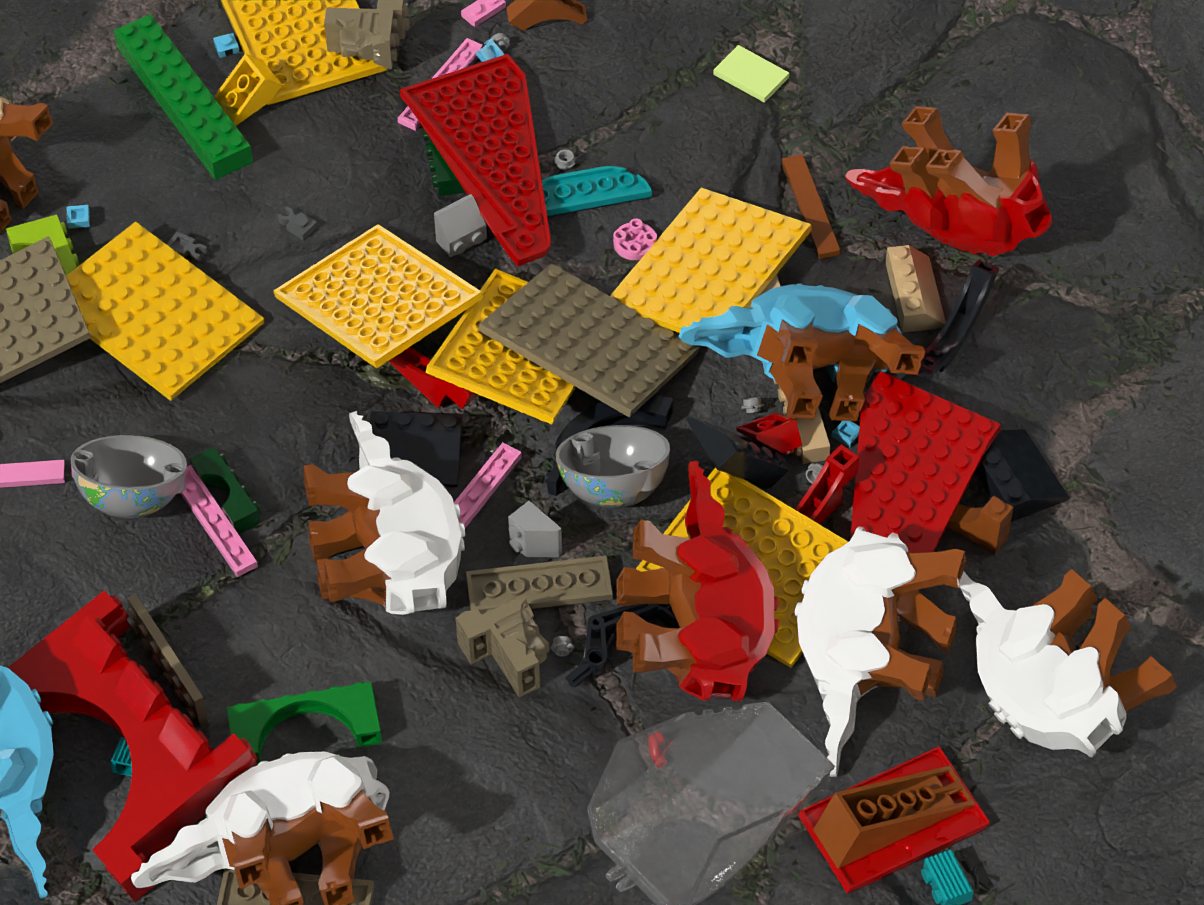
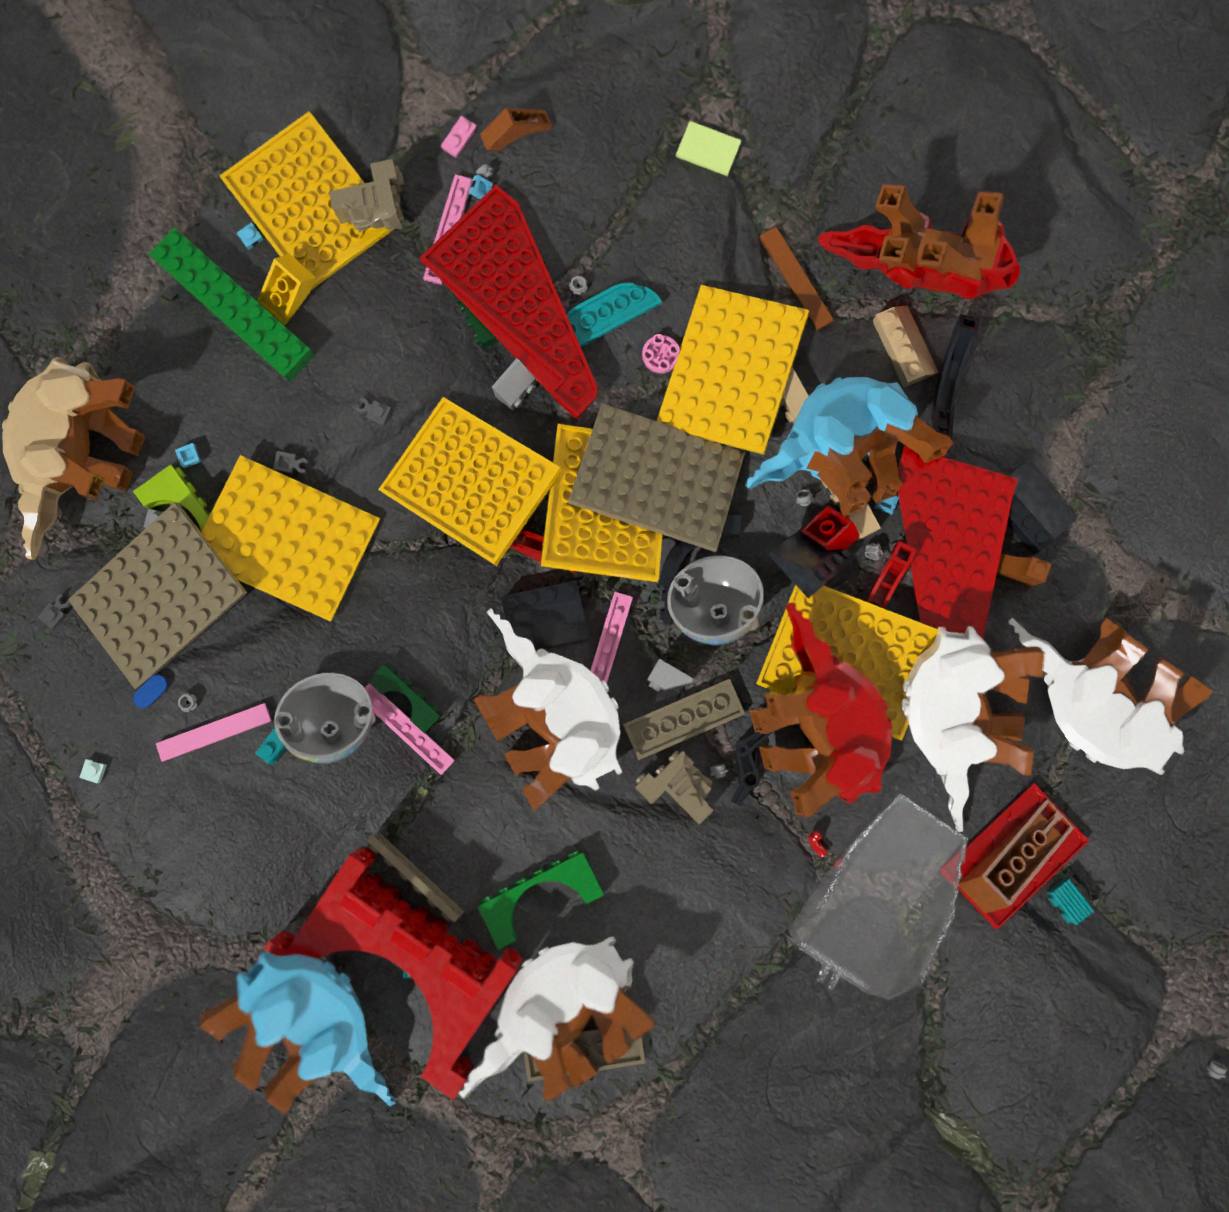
camera: 10 degrees left, 30 degrees up
(59, 499) = (271, 749): none -> teal brick

